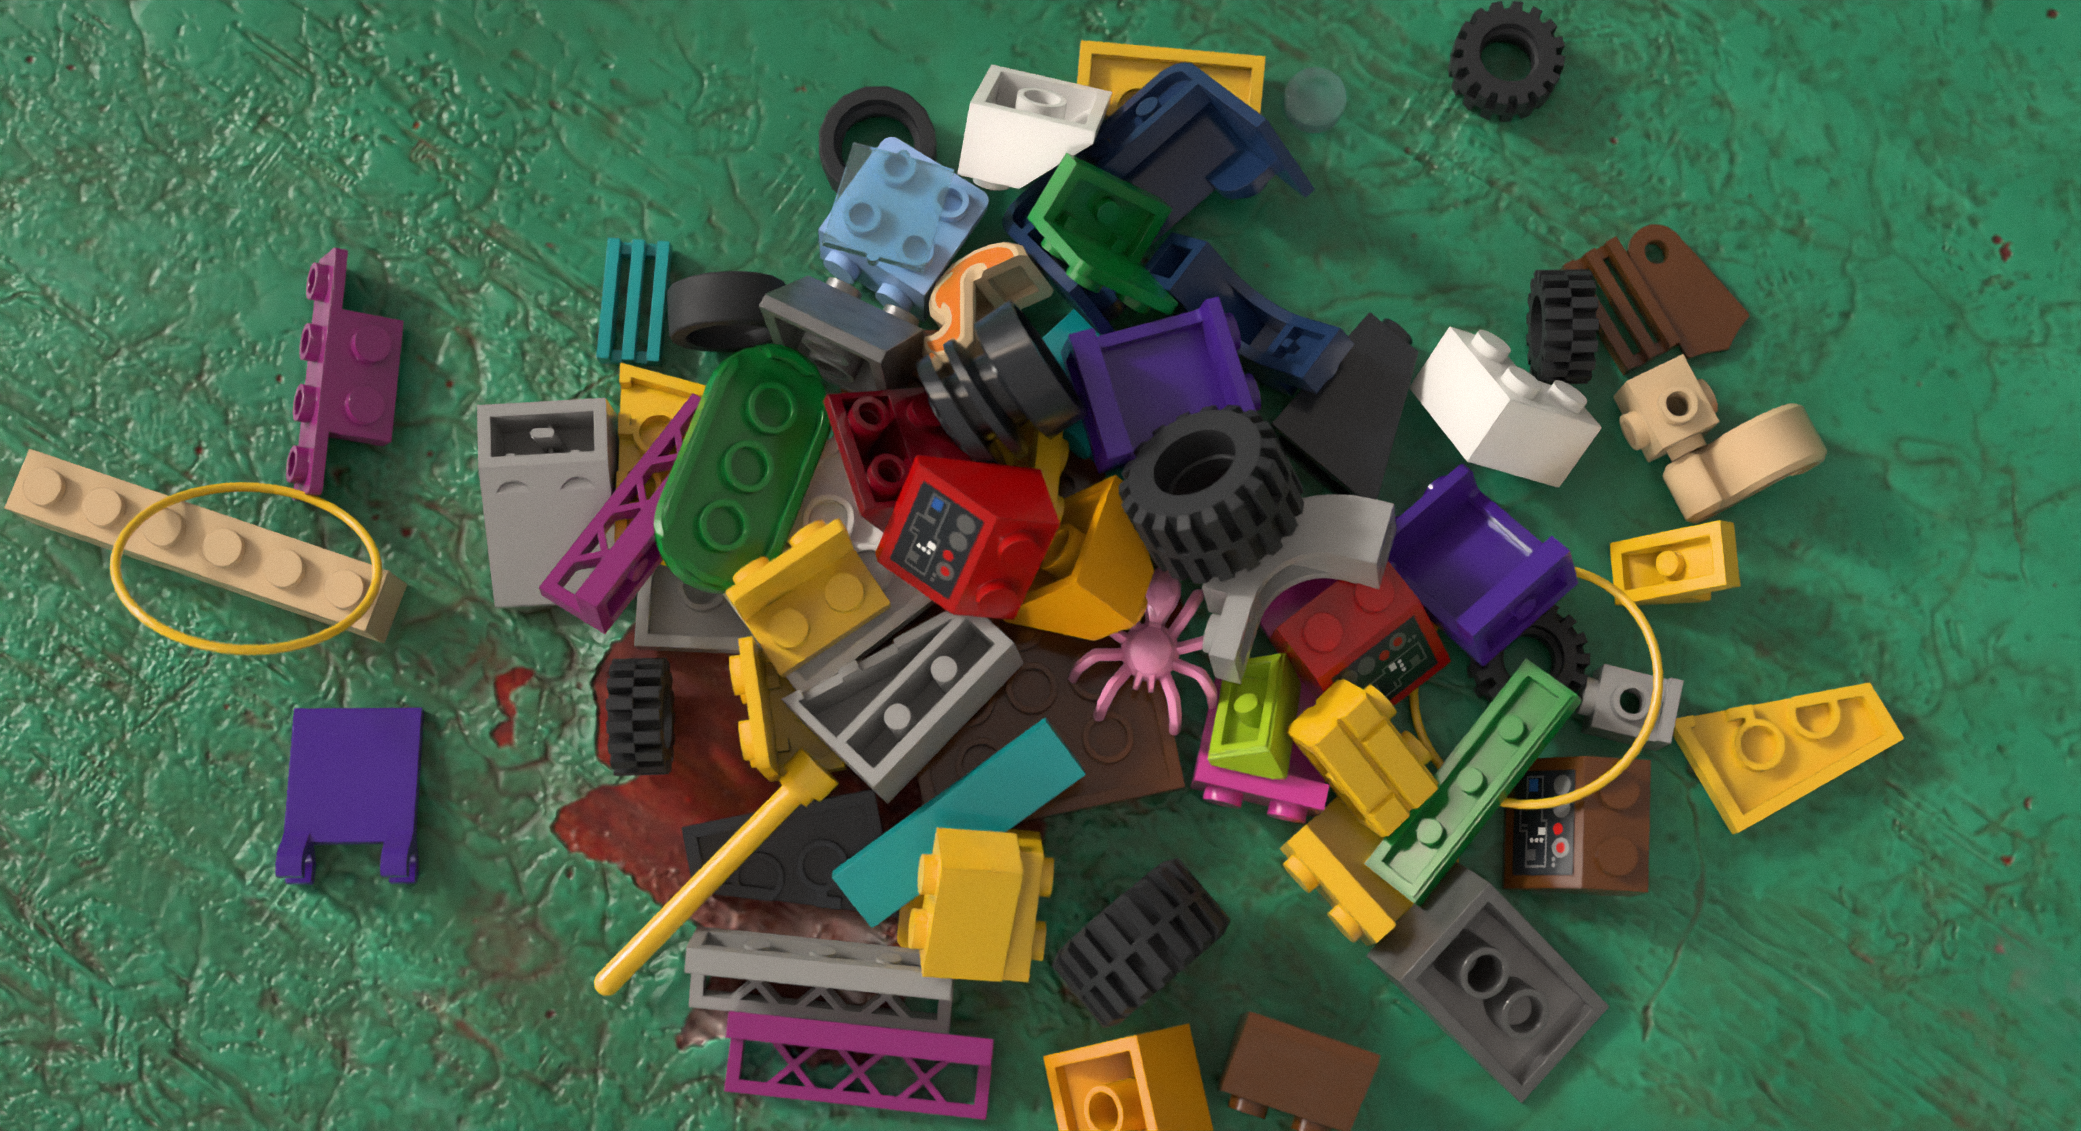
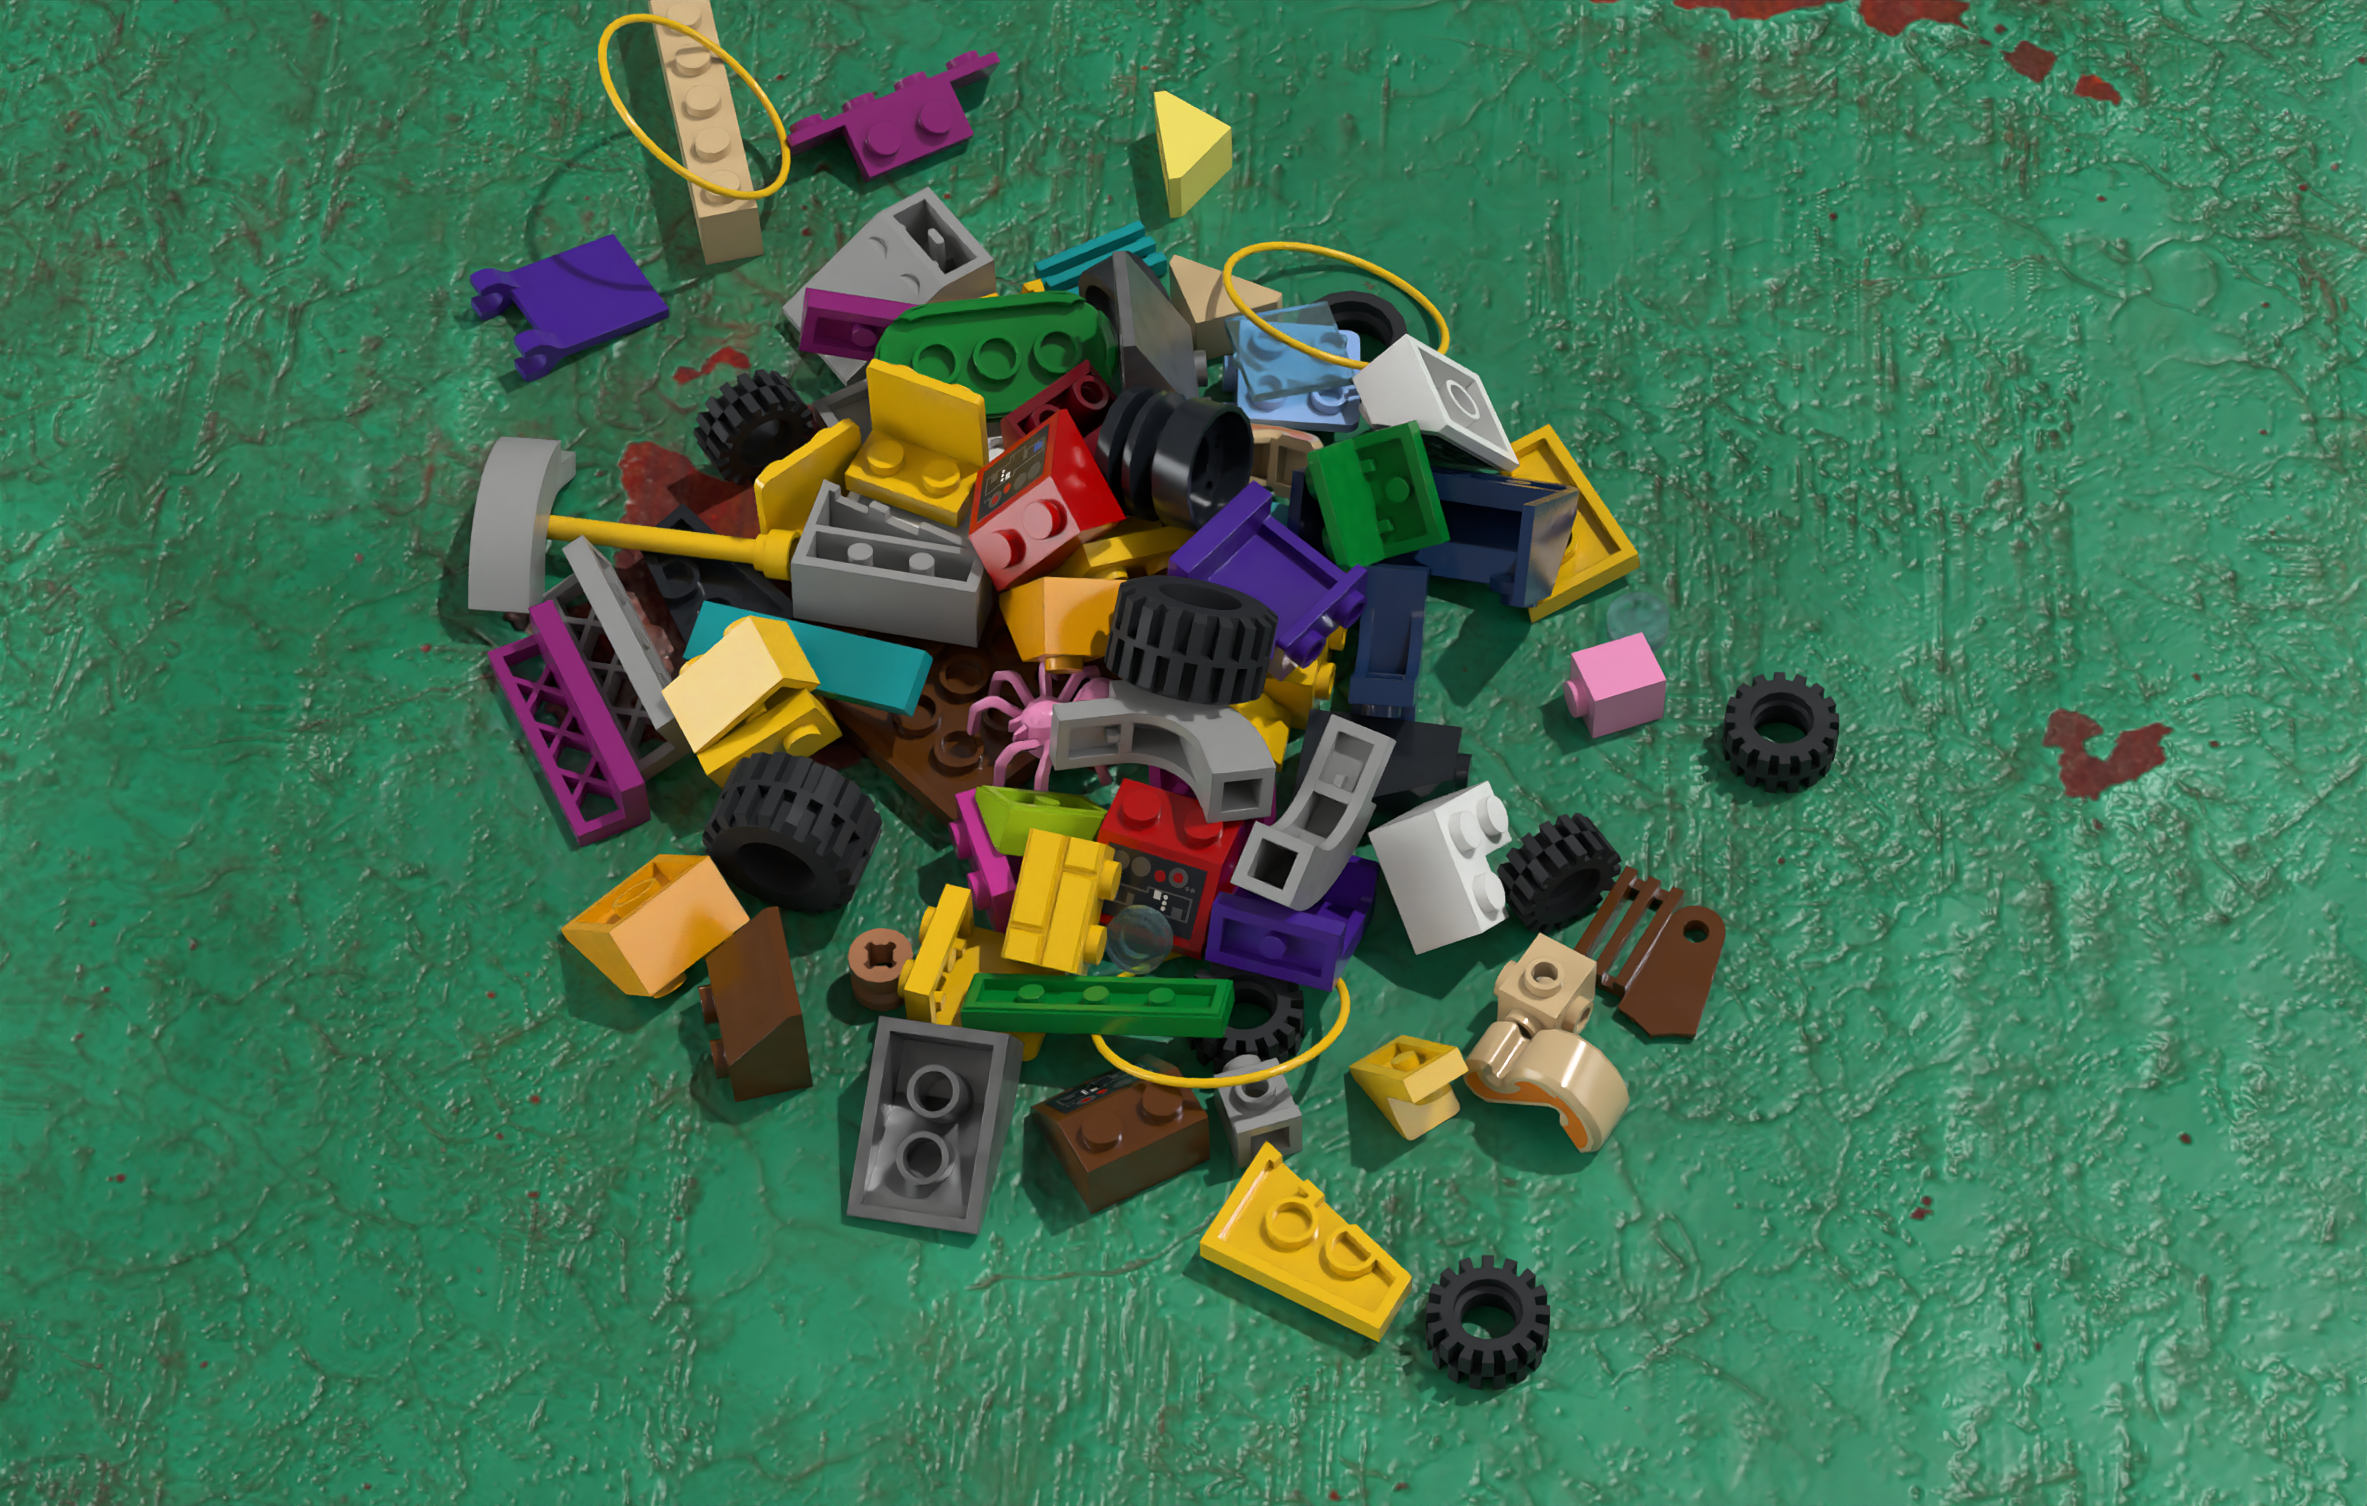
camera: 60 degrees right, 25 degrees down
(555, 148) = (1192, 151): none -> light yellow slope
(606, 989) = (513, 522): none -> light grey arch
(760, 233) = (1204, 304): none -> tan slope
(864, 213) = (1338, 255): none -> yellow piece
(1286, 938) = (877, 985): none -> nougat wheel
(1382, 159) = (1615, 685): none -> bright pink brick
(1417, 703) = (1138, 939): none -> clear light blue tile
(1443, 522) = (1320, 830): none -> light grey arch
(1967, 625) = (1490, 1288): none -> black tyre

